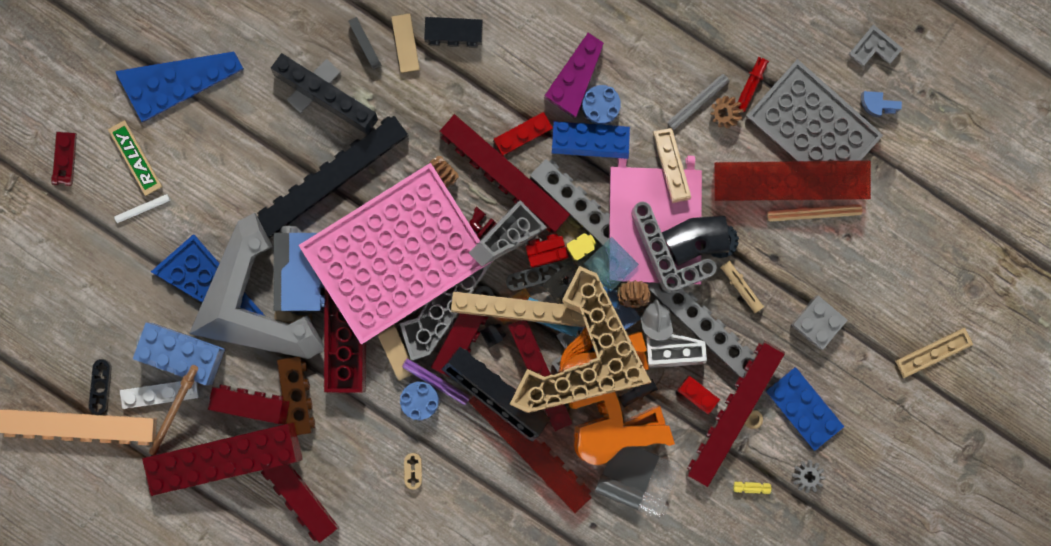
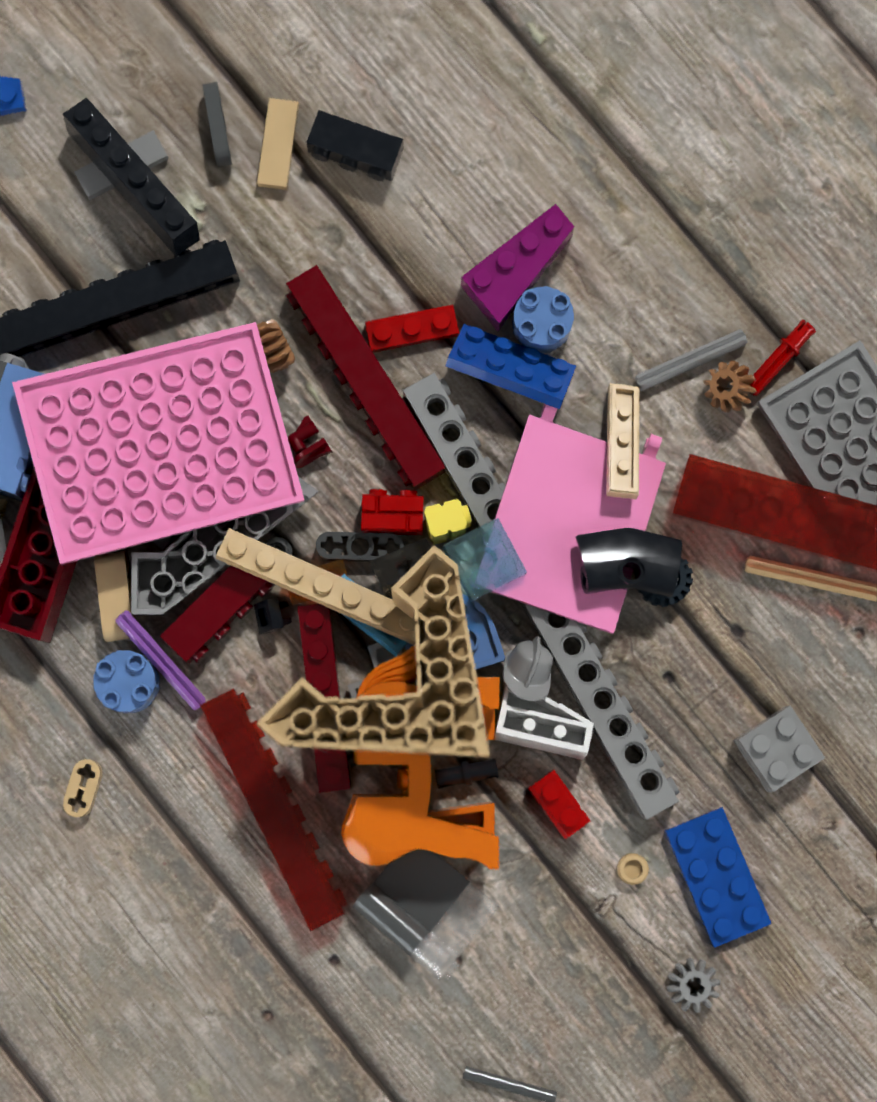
camera: 10 degrees right, 5 degrees down
(493, 393) = (242, 703): black brick -> none
(510, 232) = (339, 467): light grey wedge -> none
(633, 294) = (505, 617): medium nougat gear -> none
(664, 254) = (571, 571): light grey beam -> none
(736, 412) = (608, 851): dark red brick -> none
(737, 280) = (675, 658): tan pin -> none
(749, 487) = (600, 976): light yellow axle -> none

